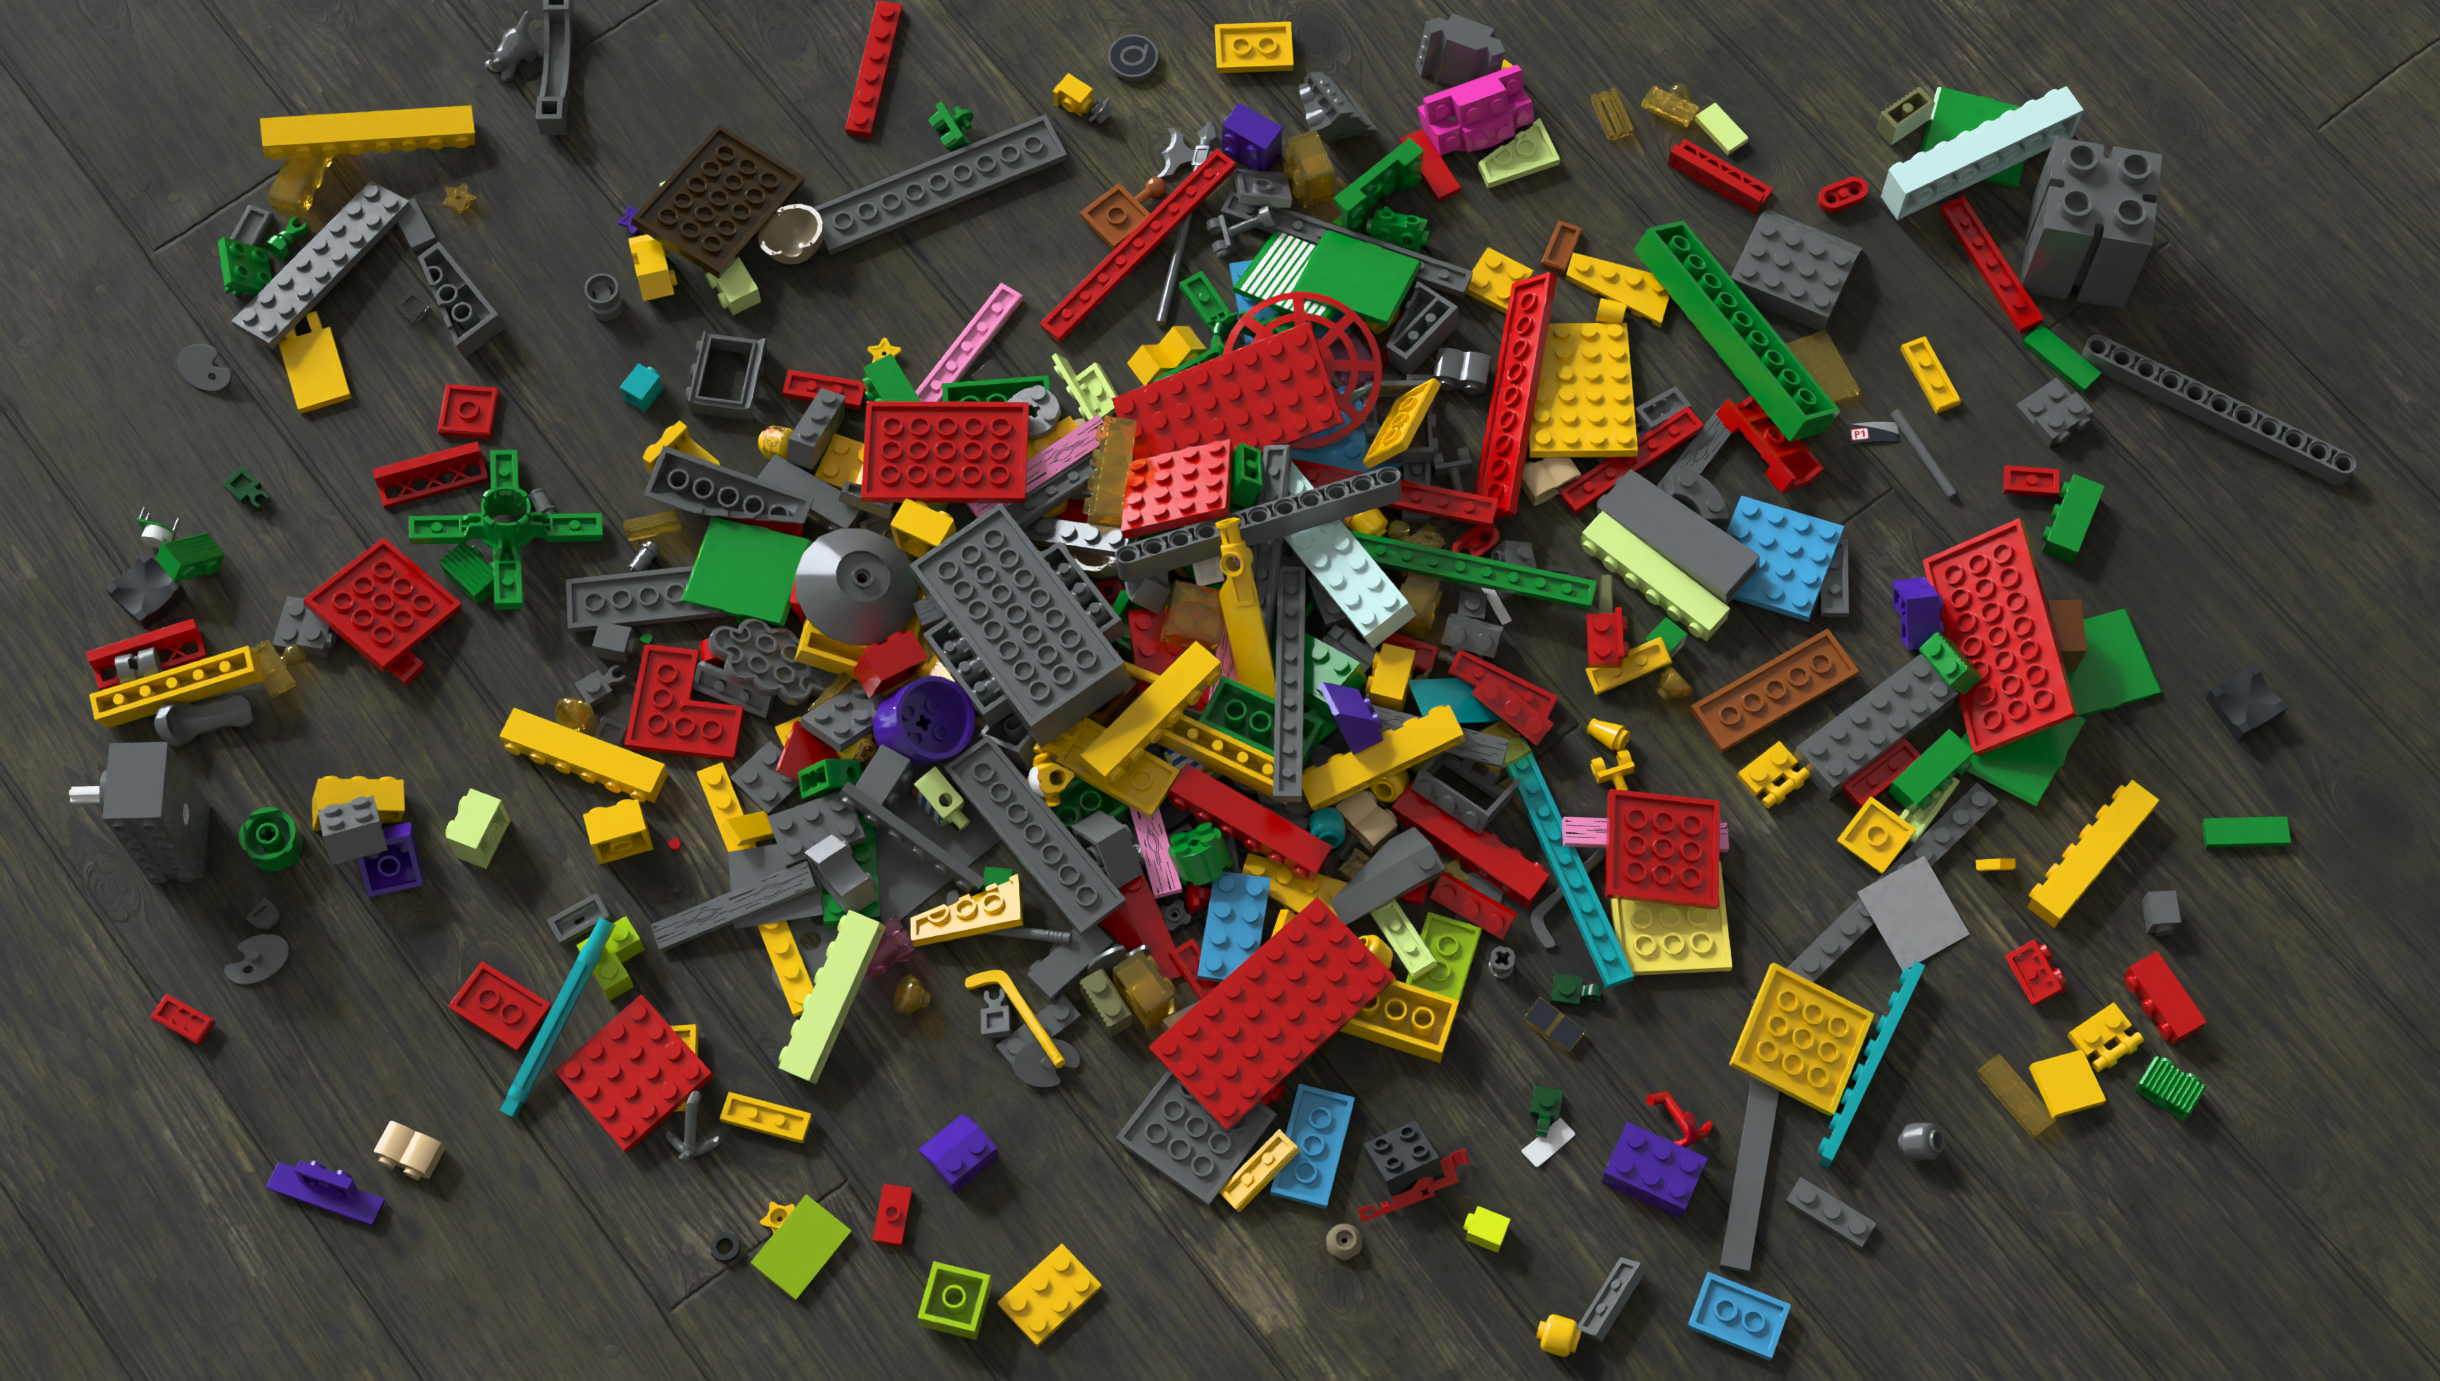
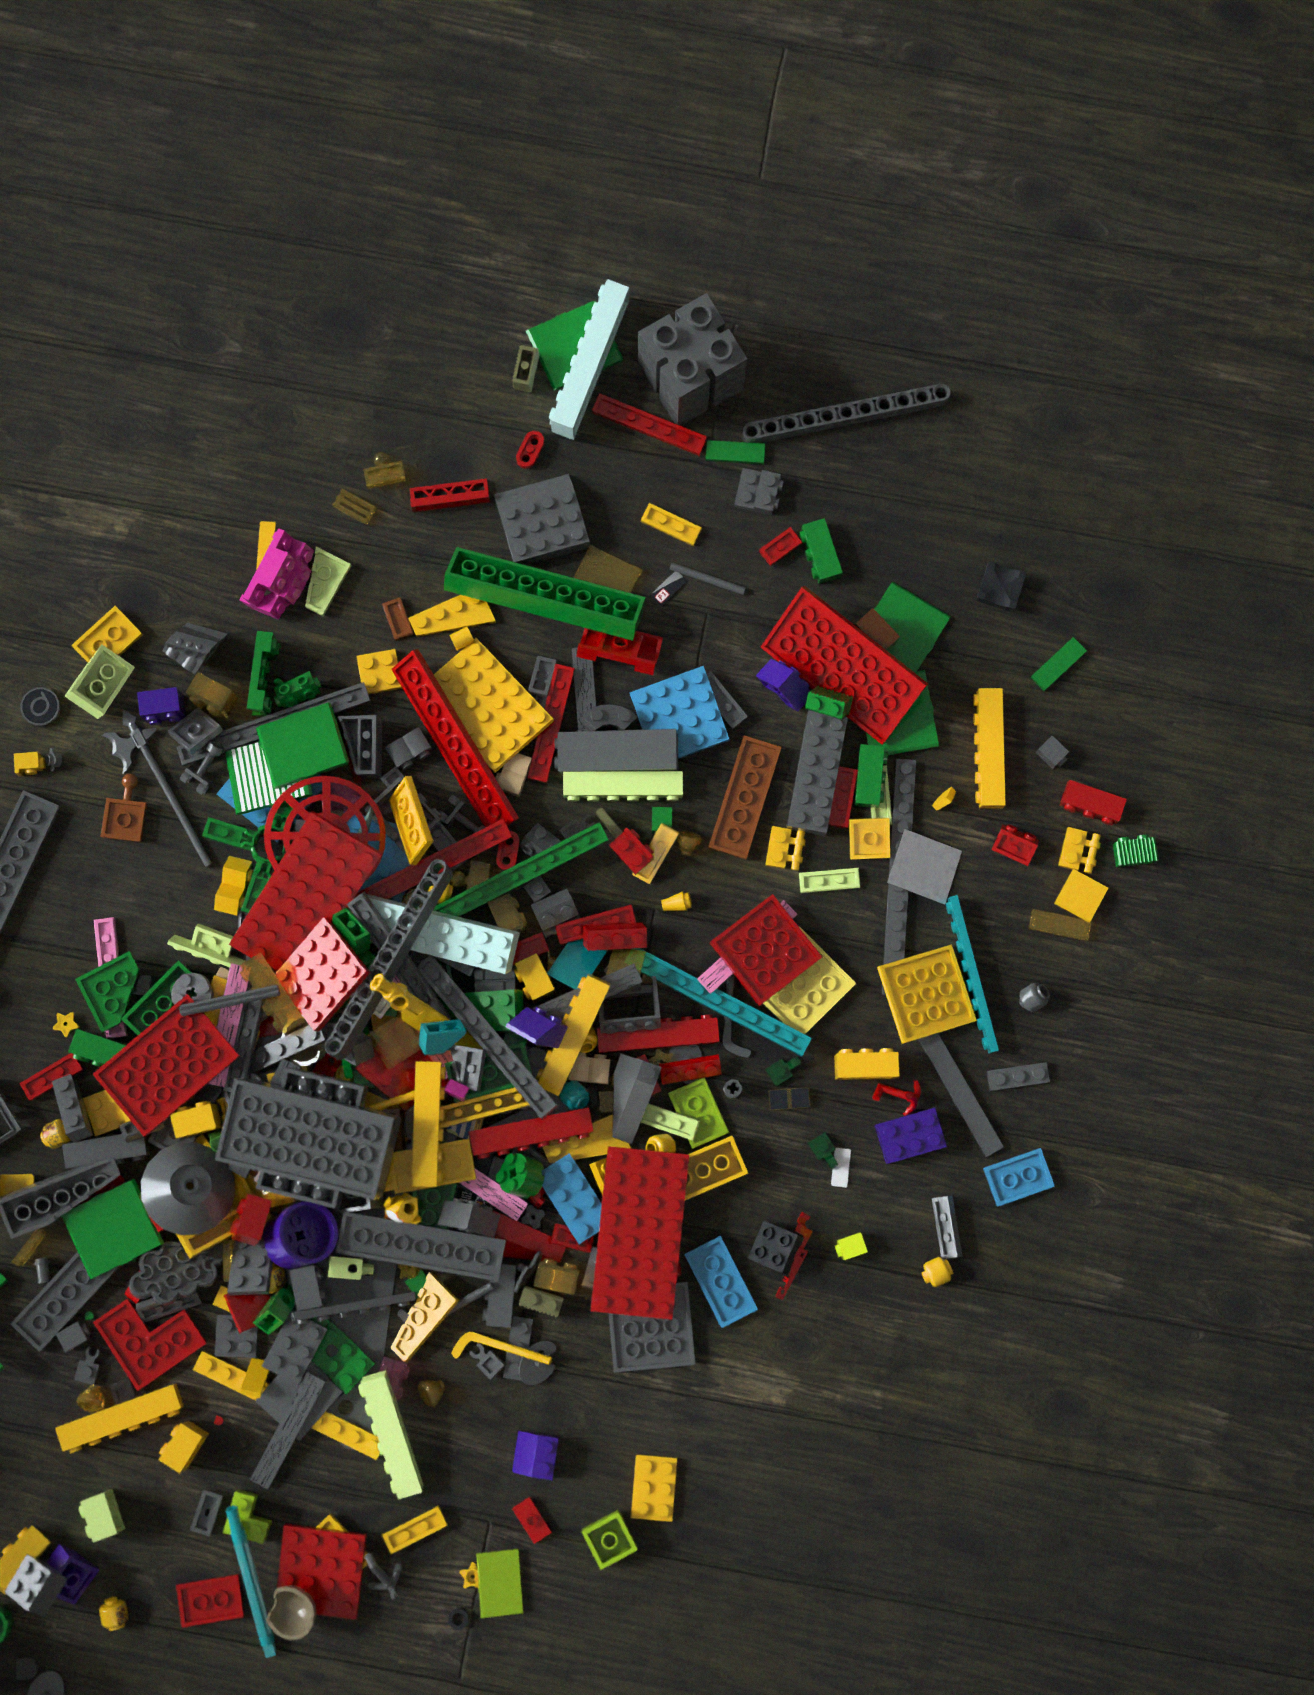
camera: 45 degrees left, 15 degrees up
(397, 935) = (113, 1613): none -> yellow head
(570, 1079) = (292, 1612): none -> dark tan cylinder
(841, 874) = (335, 1363): dark grey brick -> none
(956, 352) = (109, 989): none -> green plate
(1001, 858) = (406, 1272): none -> clear yellow plate
(1064, 438) = (229, 1000): none -> dark grey axle
(1138, 246) = (154, 828): red plate -> none
(1211, 74) = (100, 682): none -> yellowish green slope
(1211, 706) = (456, 1090): none -> dark pink slope
(1242, 640) = (440, 1036): none -> teal slope
(1244, 693) = (468, 1065): none -> dark grey wing
(1259, 1170) = (705, 1321): yellow tile -> none
(1344, 1250) = (789, 1318): dark tan plate -> none
(1434, 170) = (283, 631): red tile -> none
(1458, 50) = (235, 544): dark grey slope -> none
(1497, 606) = (554, 877): white sticker -> none
(1616, 774) = (700, 923): yellow bar -> none
(1669, 1054) = (866, 1064): none -> yellow brick
(1721, 129) = (425, 463): yellowish green tile -> none
(1794, 845) = (829, 880): none -> yellowish green tile

